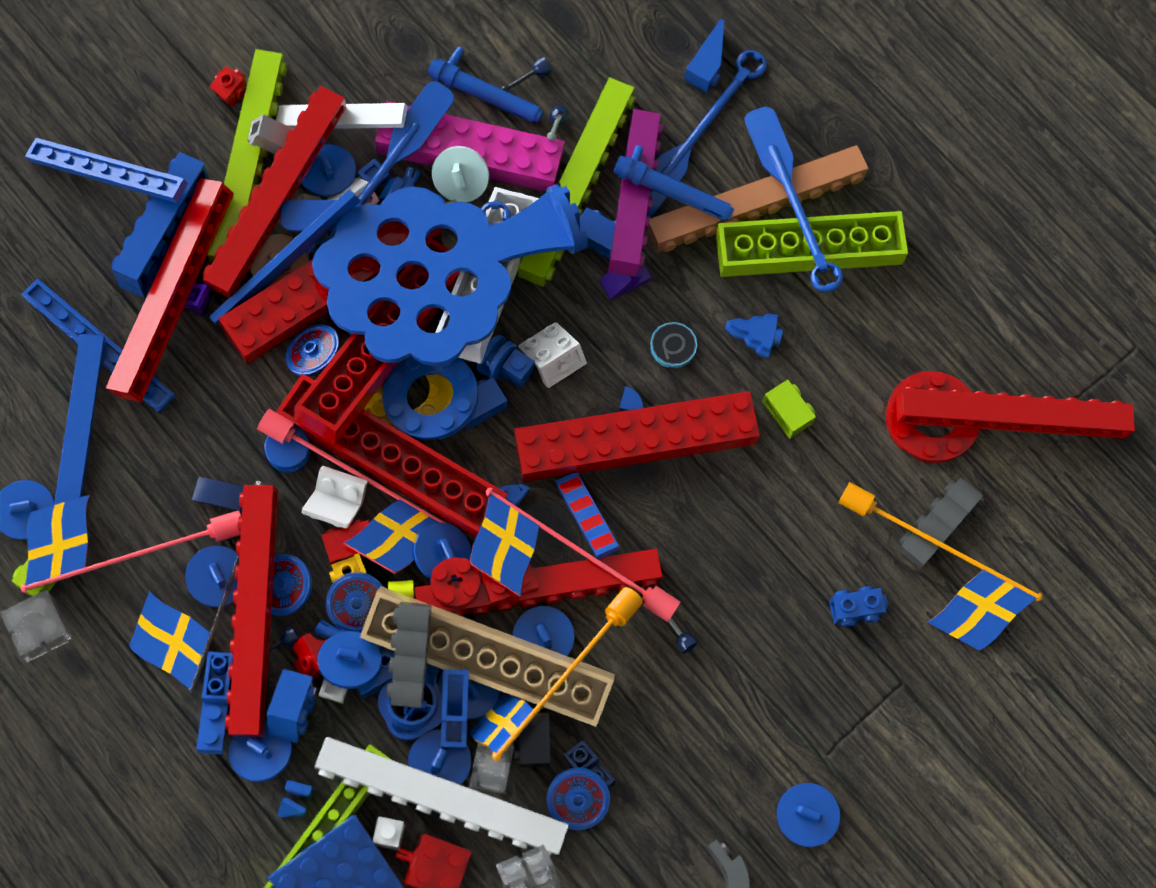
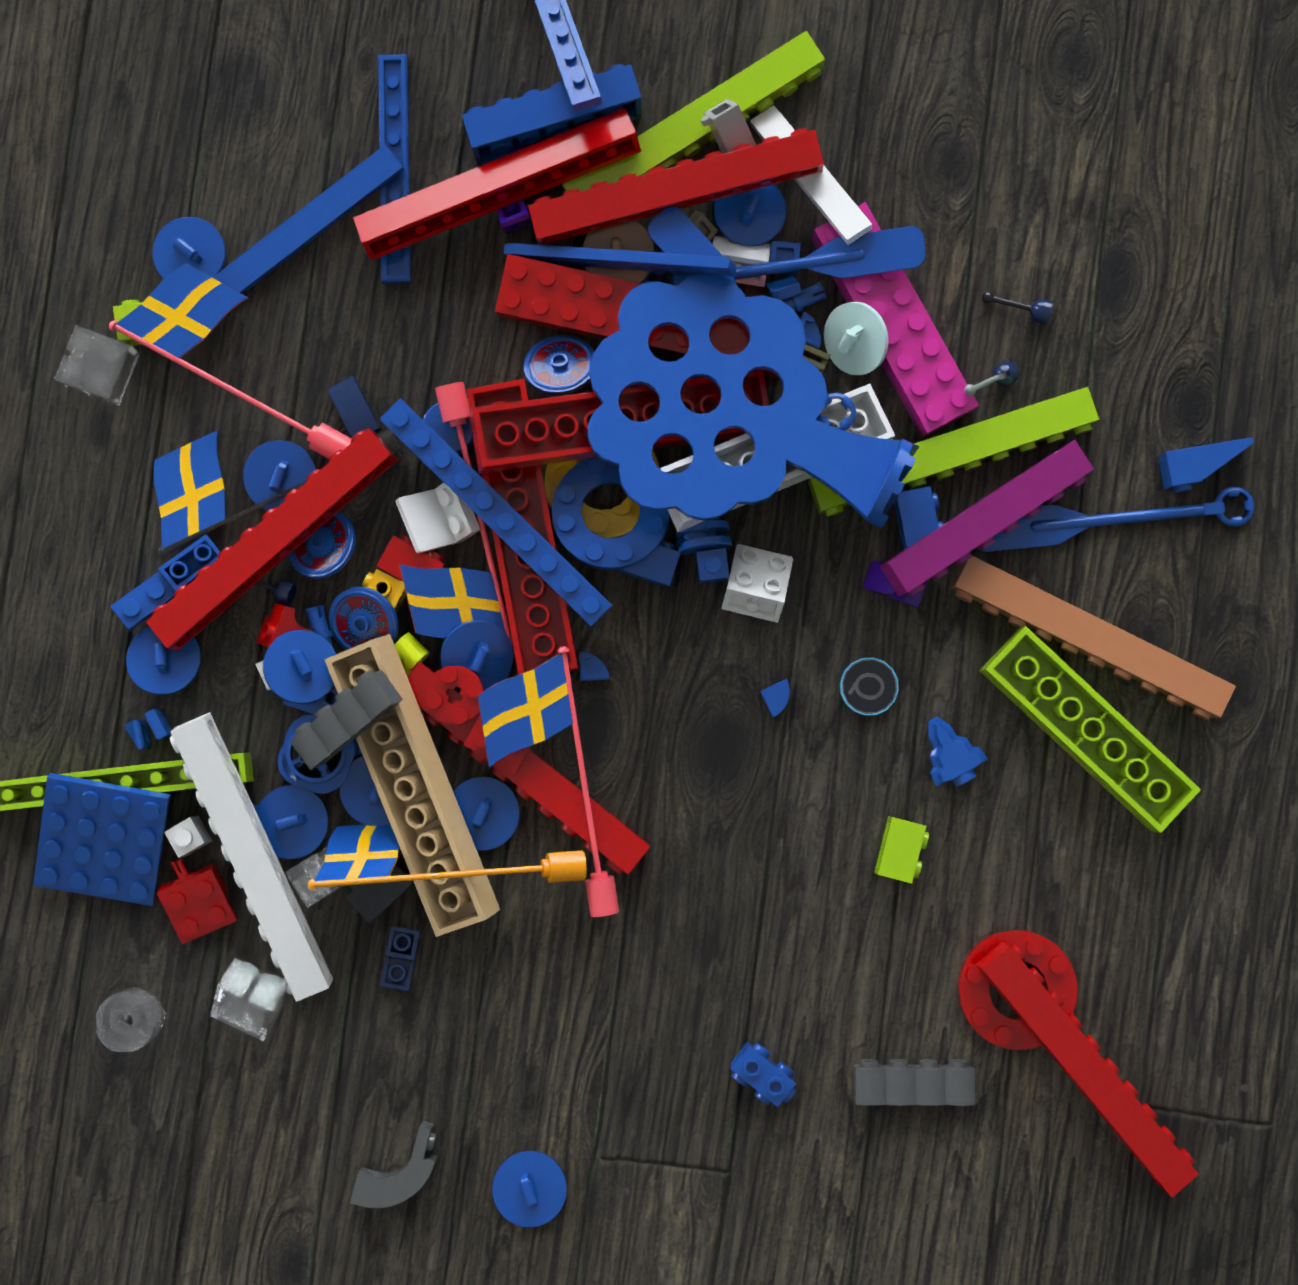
camera: 55 degrees right, 15 degrees up
(229, 85) = (748, 42): red brick -> none
(291, 706) = (217, 653): blue brick -> none
(366, 458) = (496, 512): none -> blue plate
(453, 77) = (953, 238): blue cylinder -> none
(454, 708) = (339, 799): blue slope -> none
(578, 798) = (362, 974): blue shield -> none
(587, 515) = (626, 754): tile -> none
(636, 436) = (745, 733): red brick -> none
(640, 174) = (1004, 510): blue cylinder -> none
(685, 641) = (591, 943): dark blue hinge -> none
(778, 161) = (1146, 625): blue piece -> none
(981, 605) = (859, 1188): flag -> none

